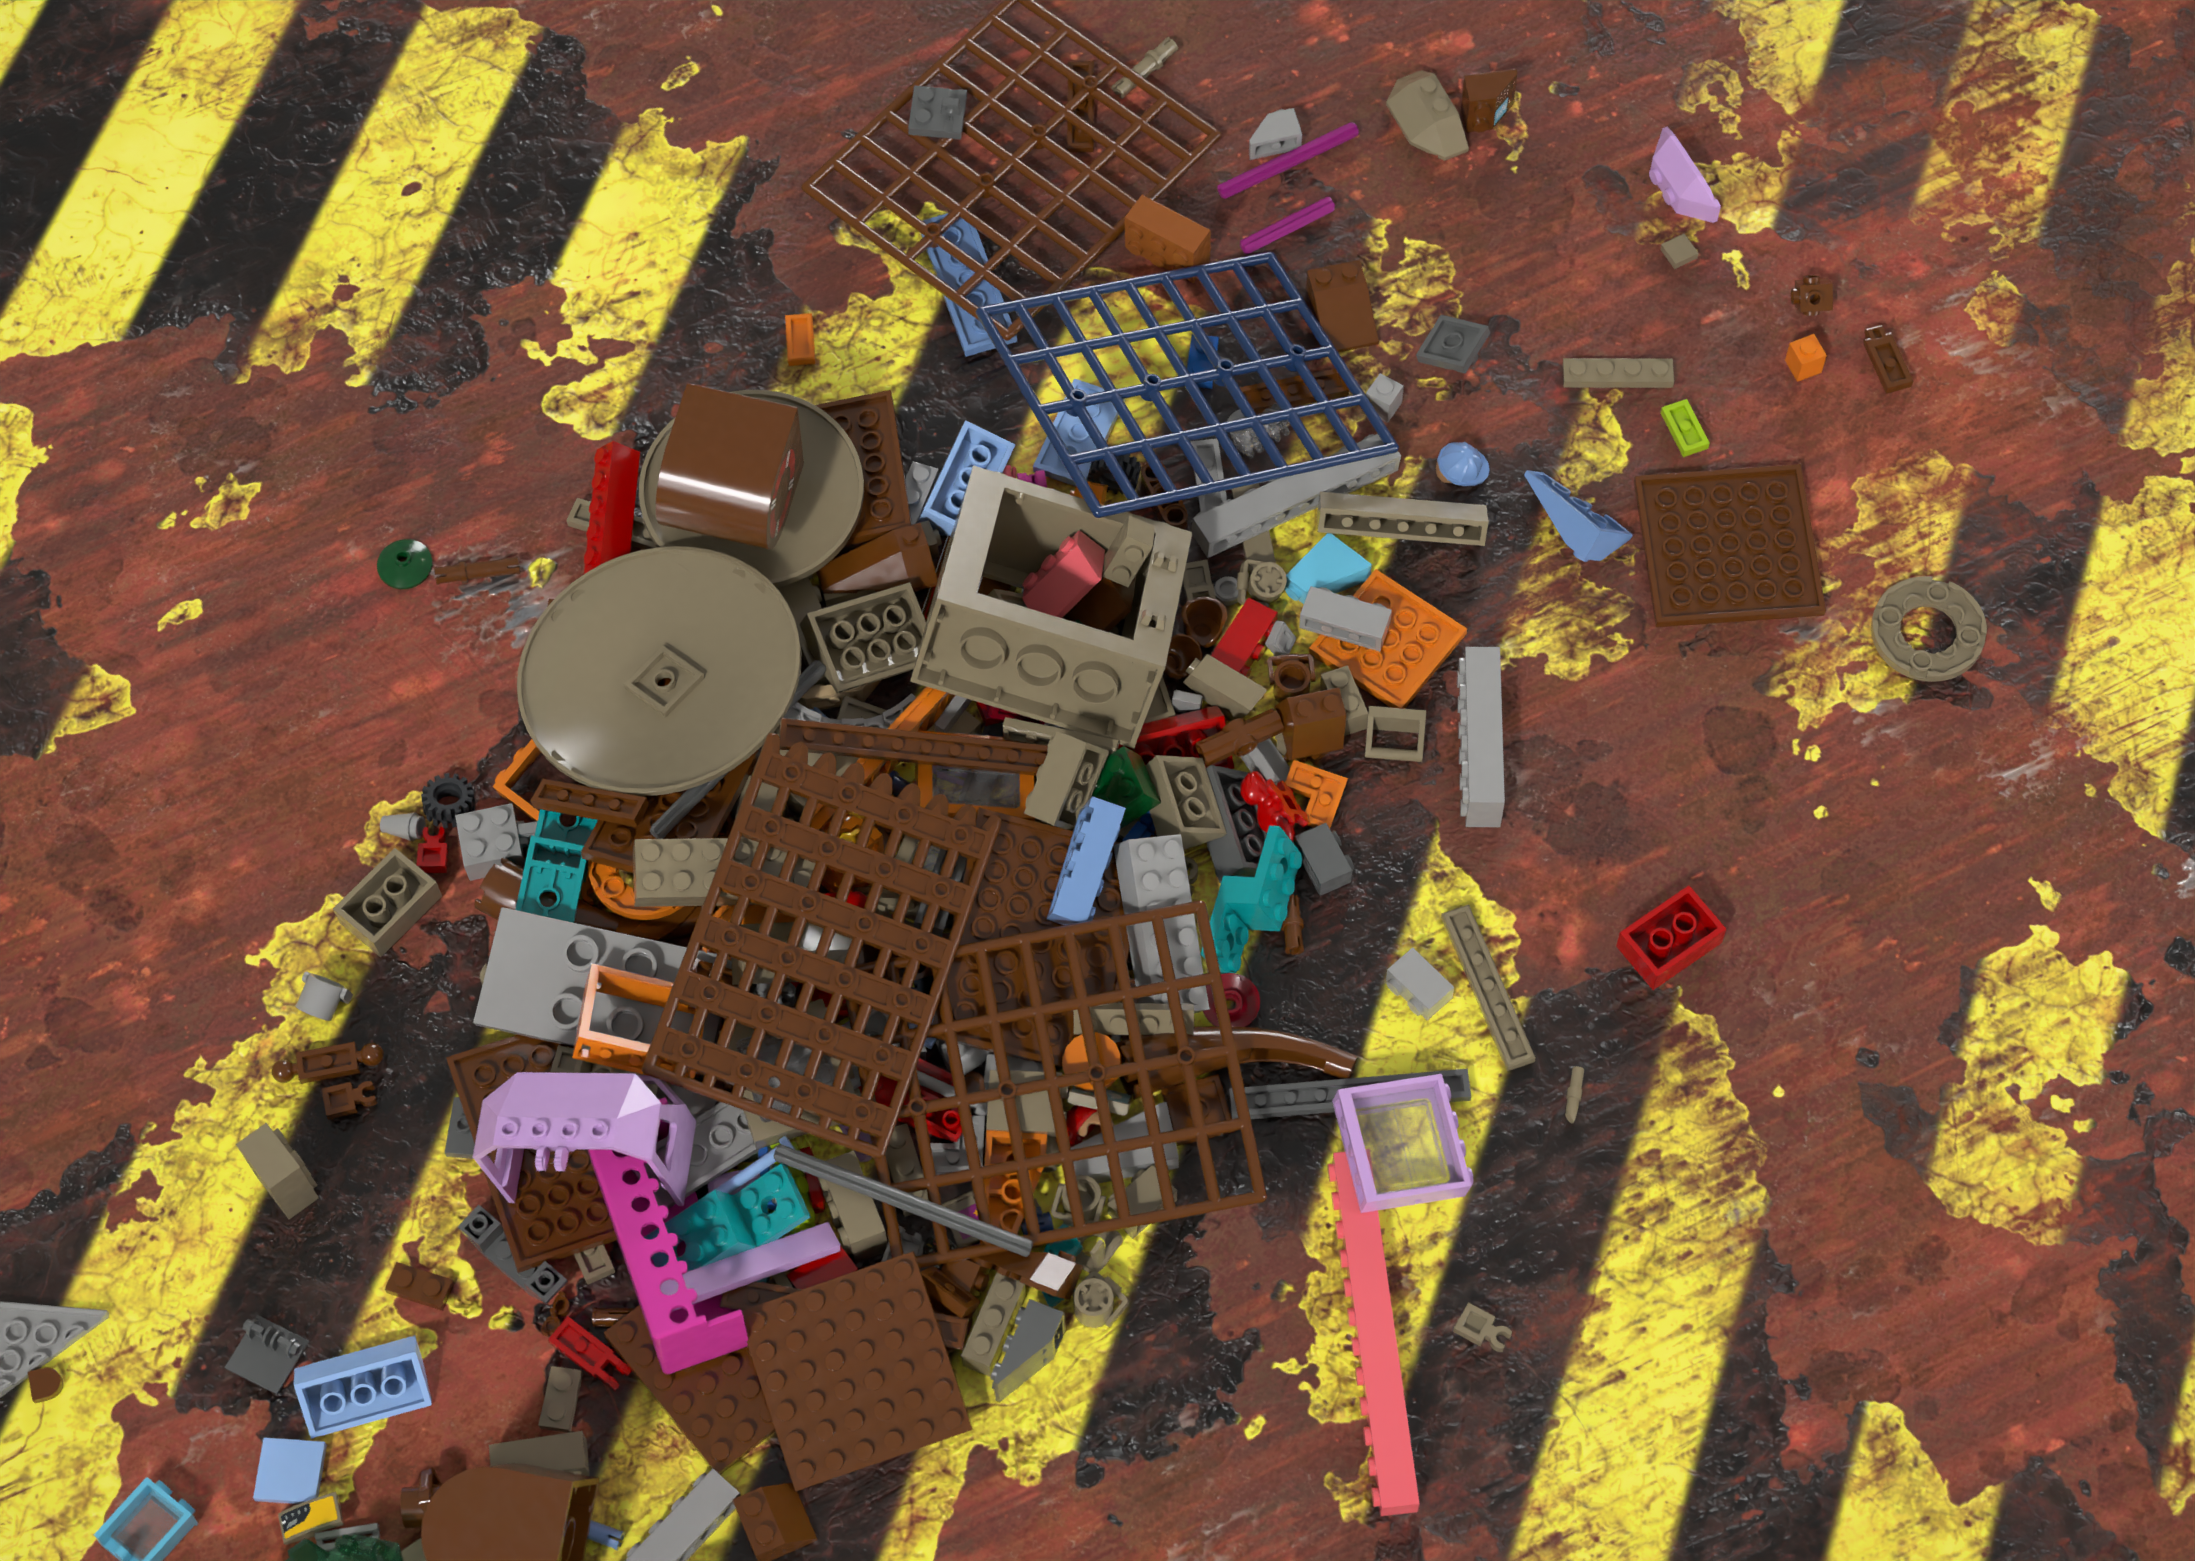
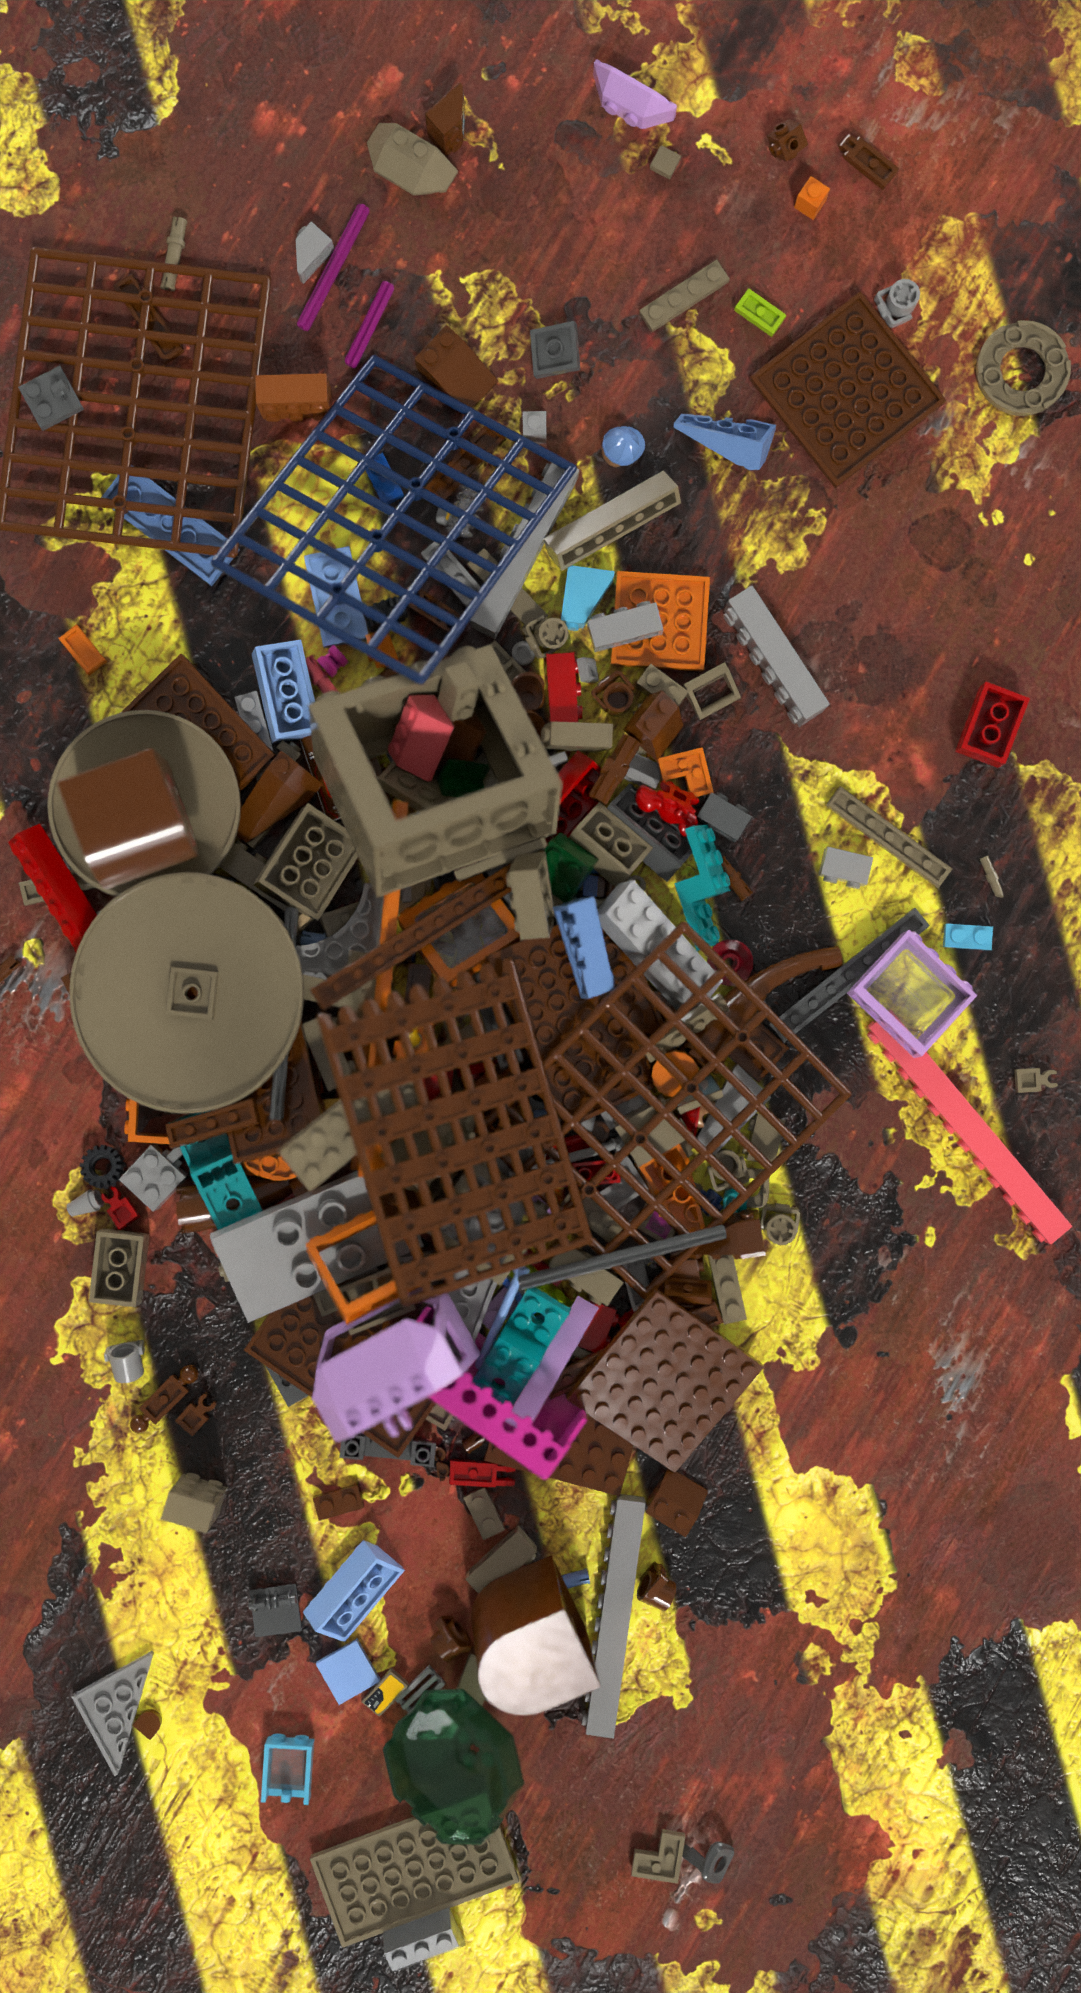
camera: 35 degrees left, 25 degrees up
(1030, 1348) = (763, 1284): dark grey slope -> none
(1507, 1138) = (968, 937): none -> medium azure plate
(1837, 497) = (899, 303): none -> light grey piece

